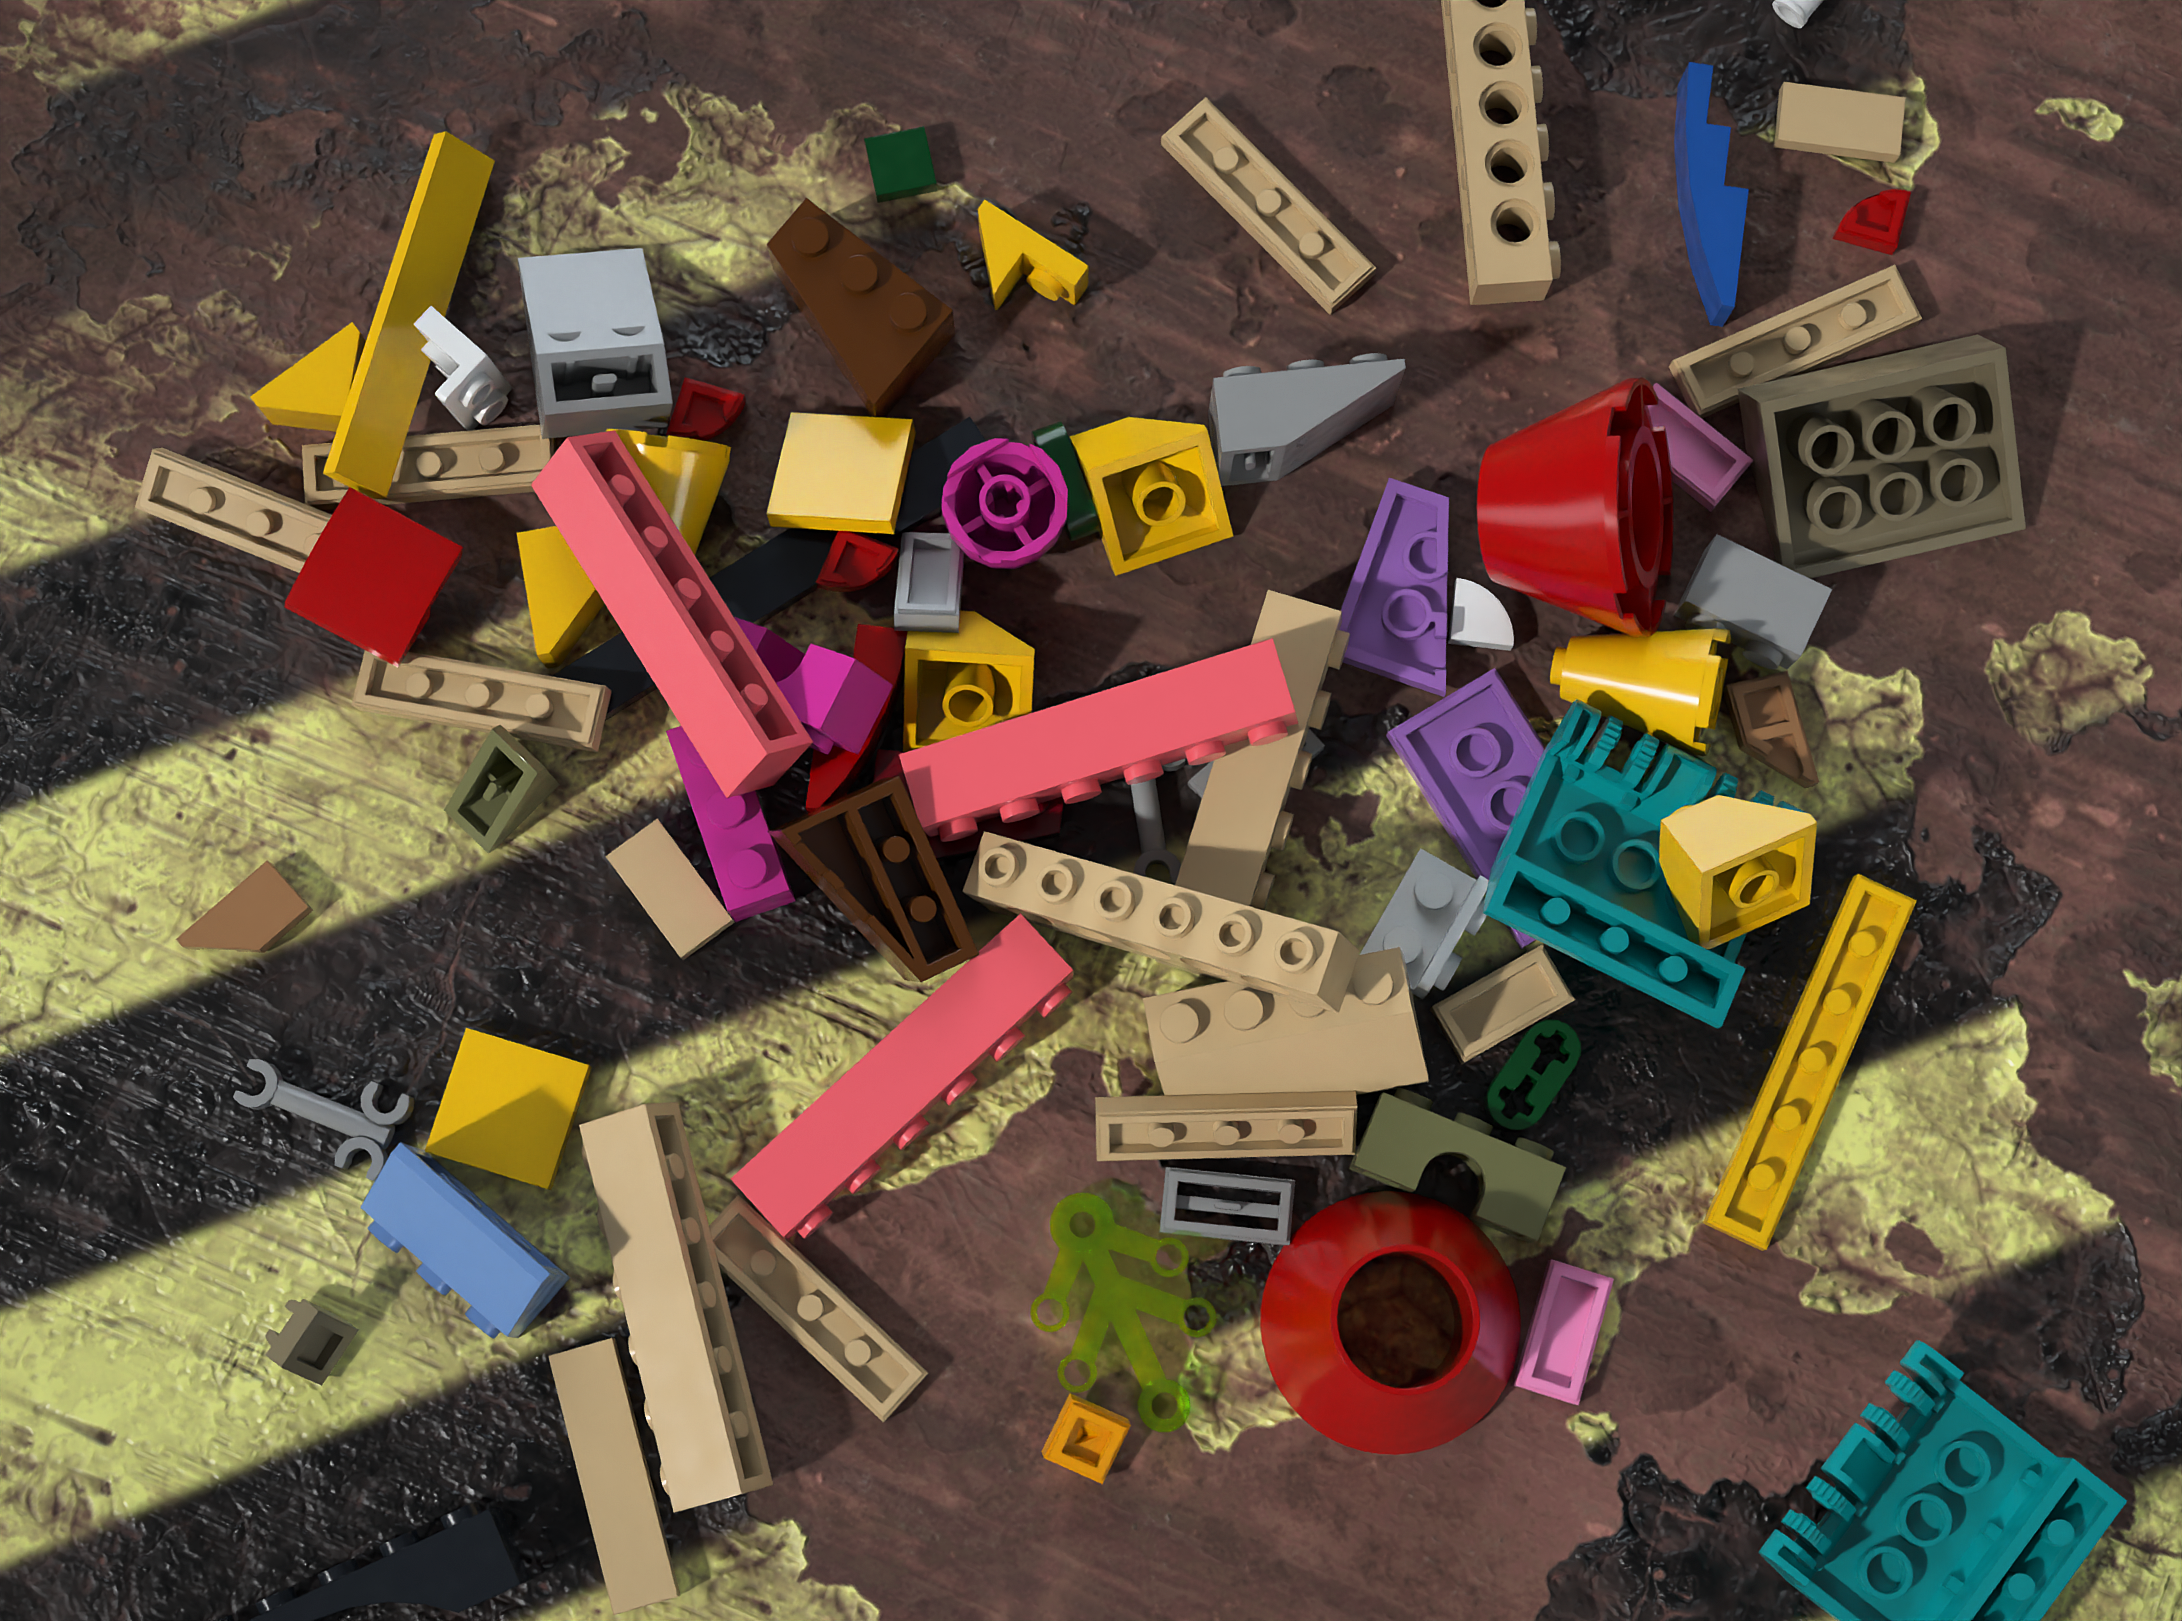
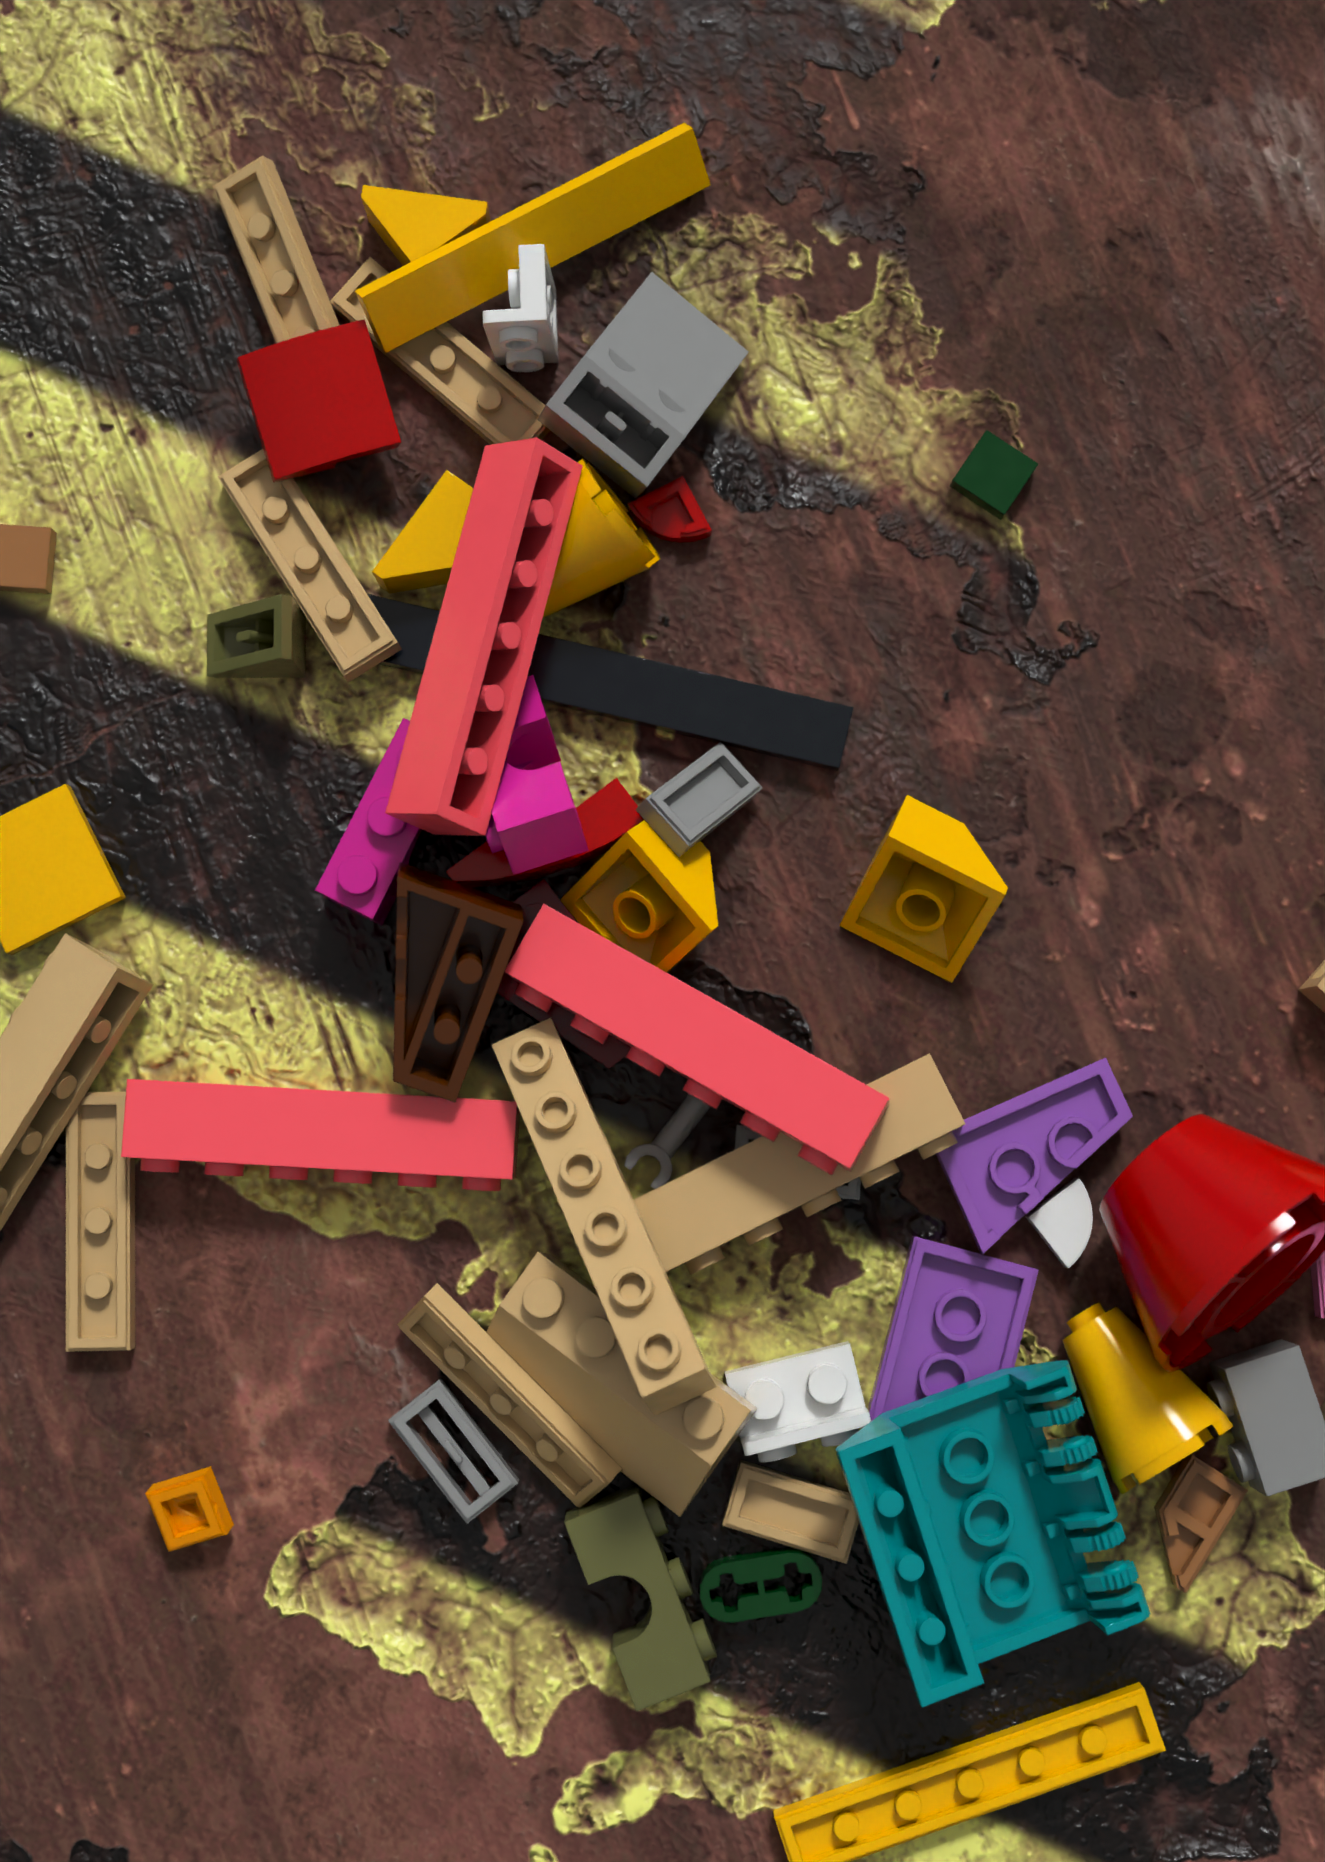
camera: 45 degrees right, 5 degrees up
(670, 889) = (301, 828): tan tile -> none
(841, 473) = (719, 657): yellow tile -> none
(855, 562) = (663, 730): red tile -> none
(860, 305) = (857, 550): reddish brown wedge -> none
(1004, 503) = (808, 797): dark pink cylinder -> none
(1016, 249) = (1010, 618): yellow slope -> none
(1081, 512) = (872, 823): dark green beam -> none
(1116, 1300) = (309, 1436): clear neon green plant -> none
(1268, 206) = (1226, 770): tan tile -> none
(1284, 418) = (1066, 937): light grey slope -> none
(1305, 1342) = (500, 1572): red cone -> none
(1563, 1332) = (593, 1784): bright pink tile -> none
(1736, 865) = (1055, 1600): yellow slope -> none

